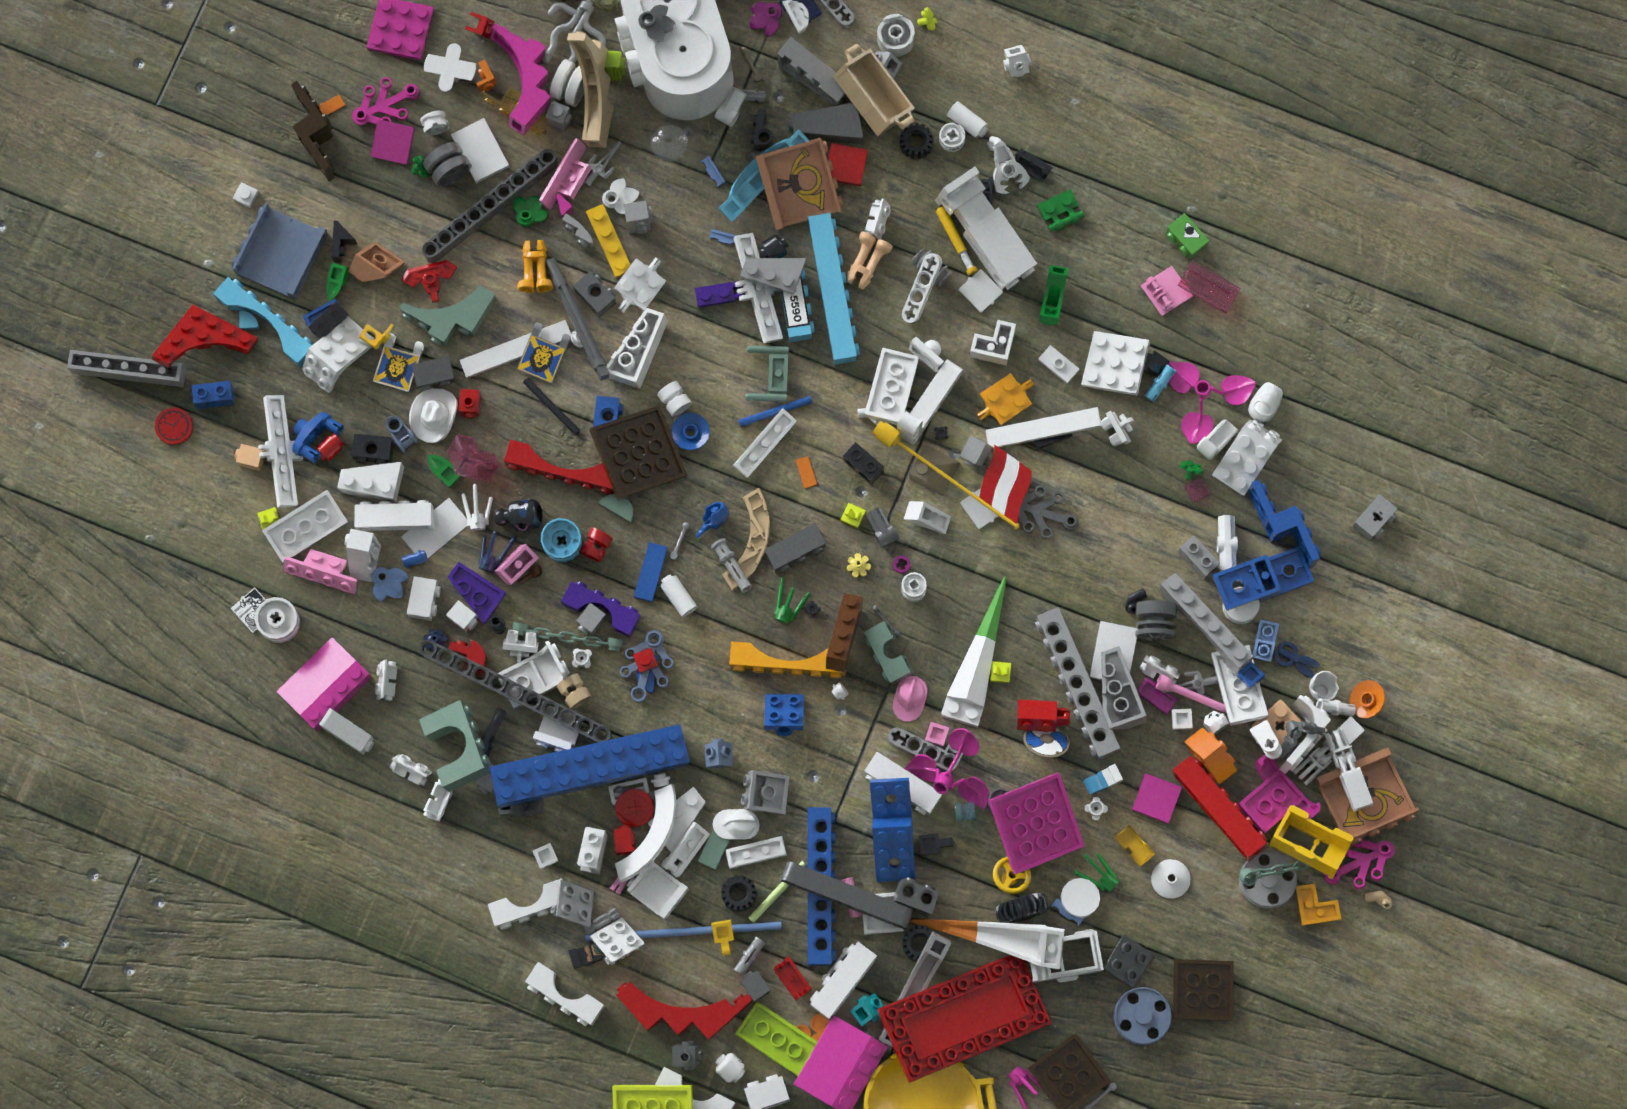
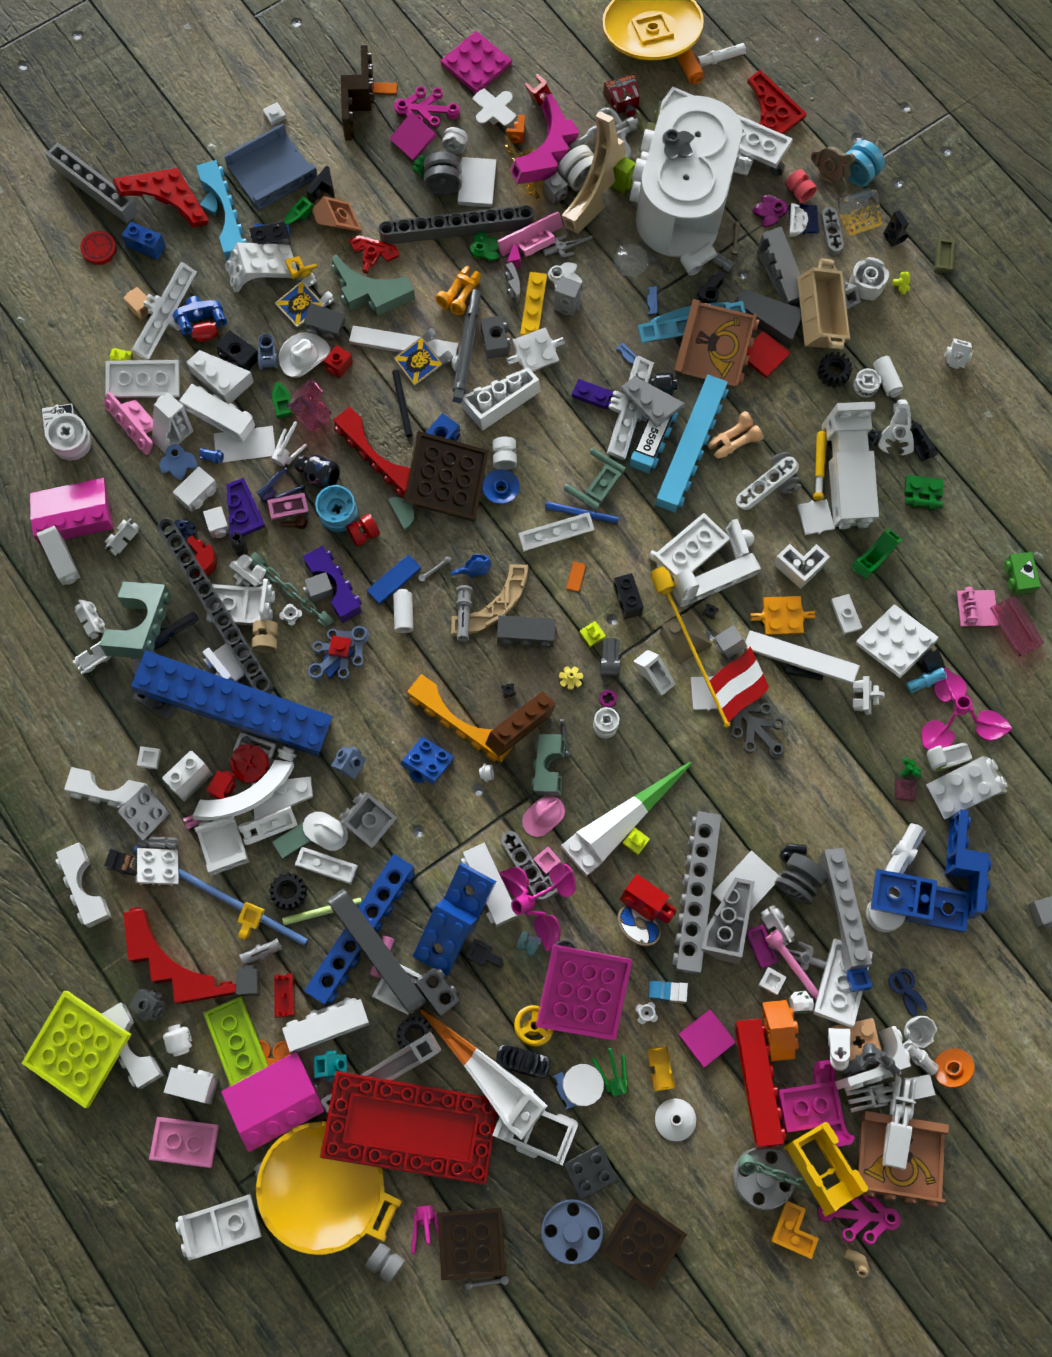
camera: 25 degrees right, 5 degrees down
(785, 613) = (481, 678): green plant -> none
(880, 211) = (769, 407): white hinge -> none
(1198, 557) = (872, 848): light grey brick -> none
(1265, 402) = (1011, 751): white piece -> none
(1265, 640) = (890, 957): light blue slope -> none

